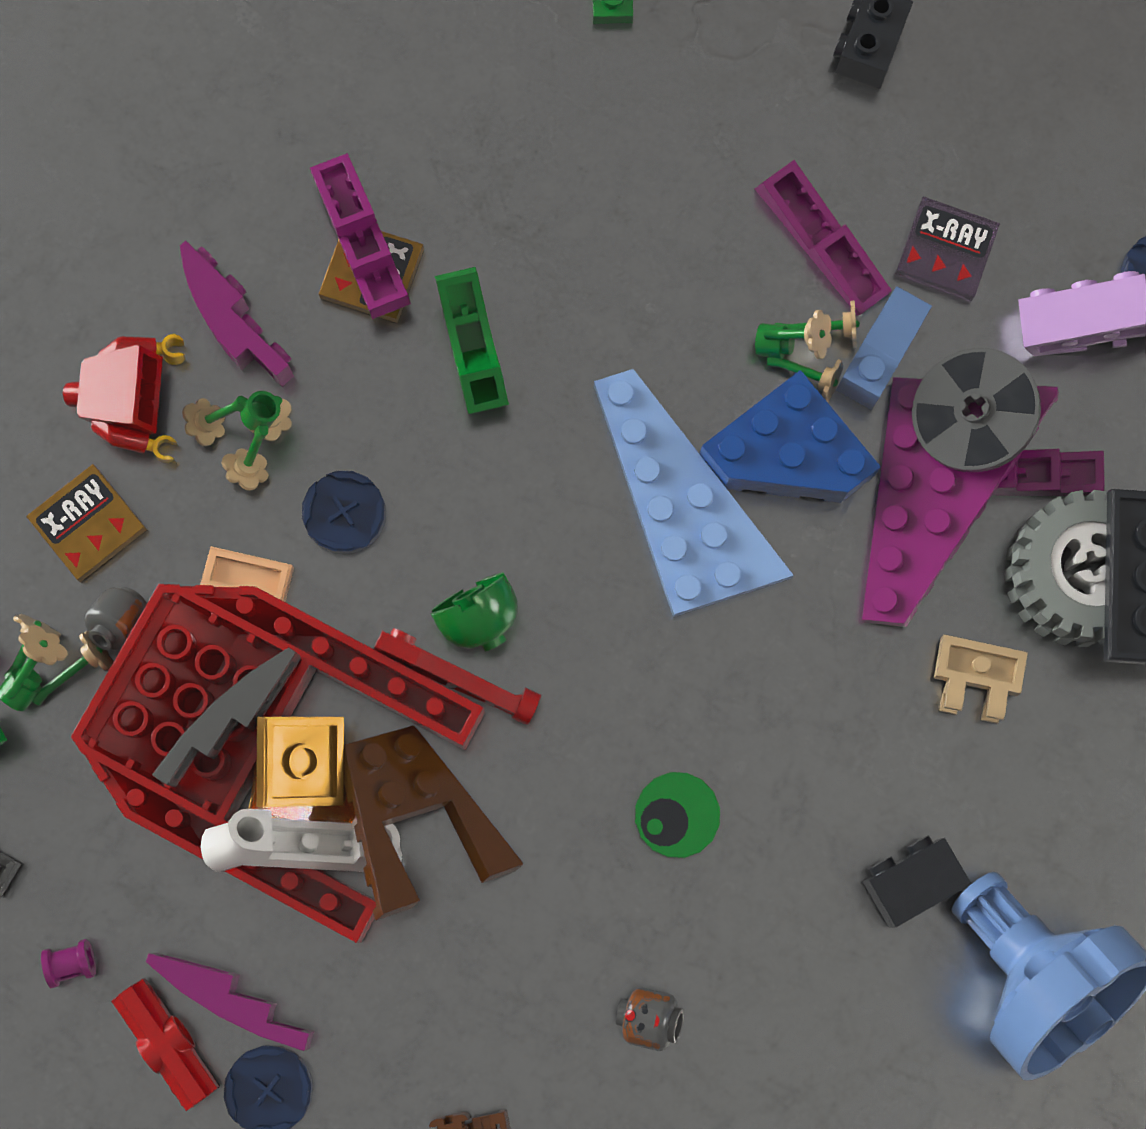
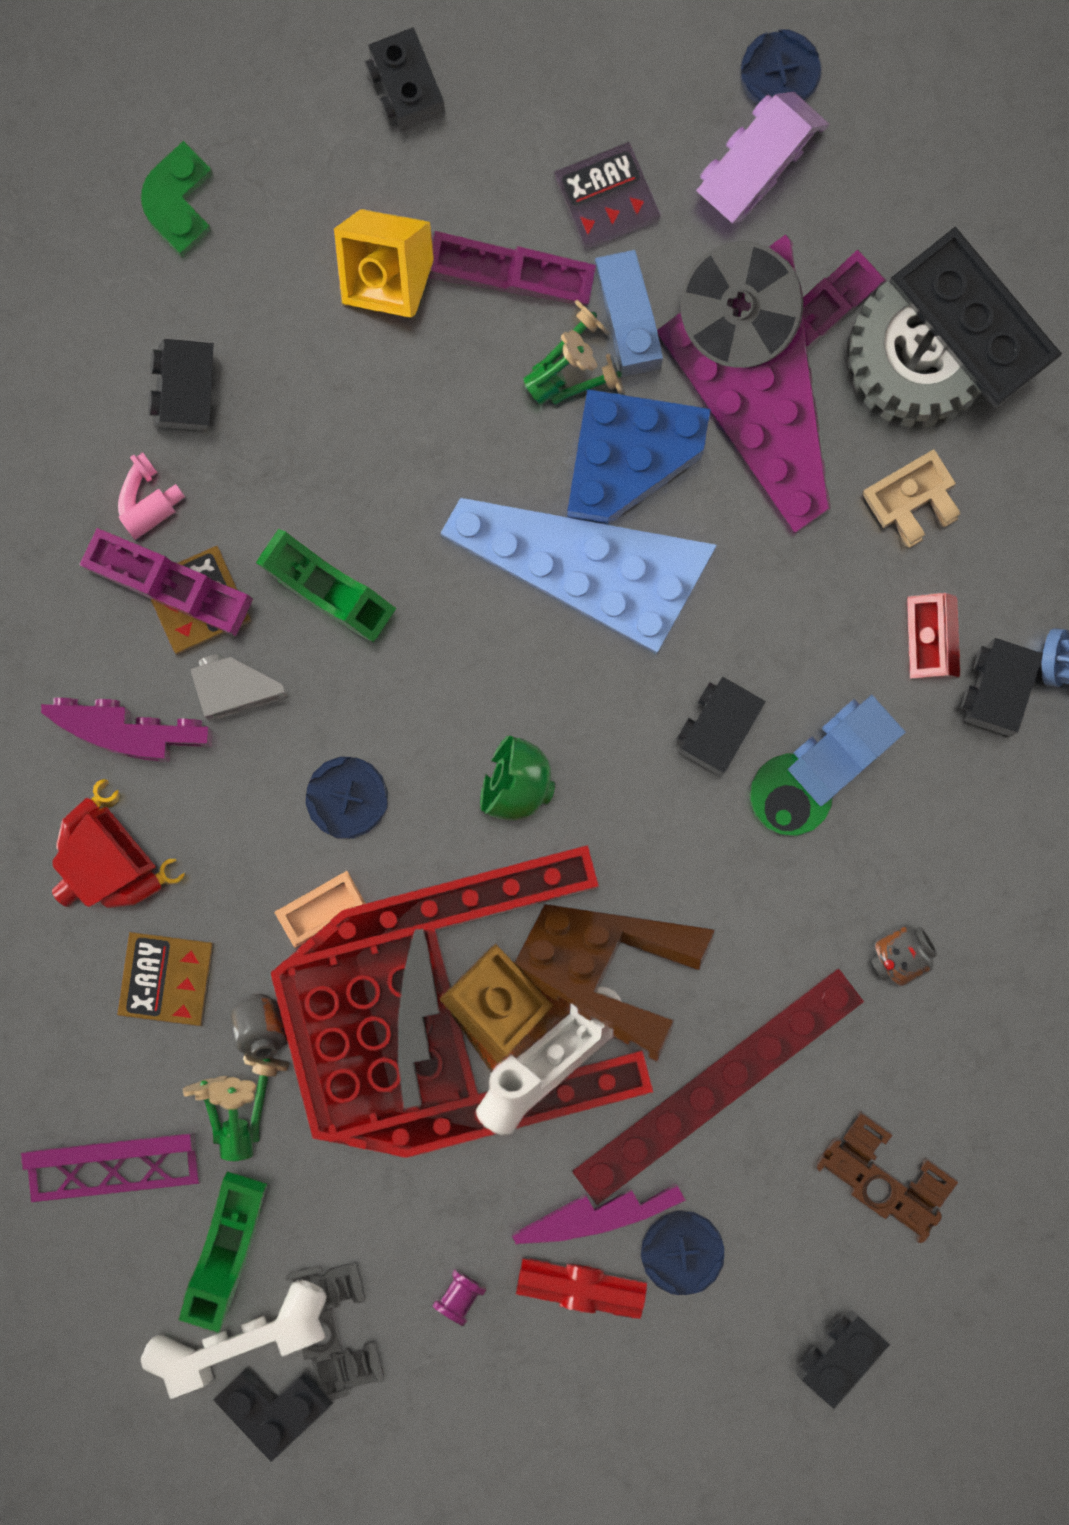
camera: 40 degrees left, 5 degrees up
(261, 414) = (224, 783): tan plant -> none
(334, 354) = (232, 687): none -> light grey slope
(398, 178) = (150, 511): none -> bright pink plant
(401, 648) = (489, 857): red plate -> none
(414, 986) = (717, 1086): none -> dark red plate
(505, 107) = (182, 384): none -> black brick
(670, 711) = (721, 725): none -> black brick
(735, 147) = (383, 261): none -> yellow slope
(759, 817) = (852, 743): none -> medium blue brick
(898, 795) = (933, 636): none -> slope

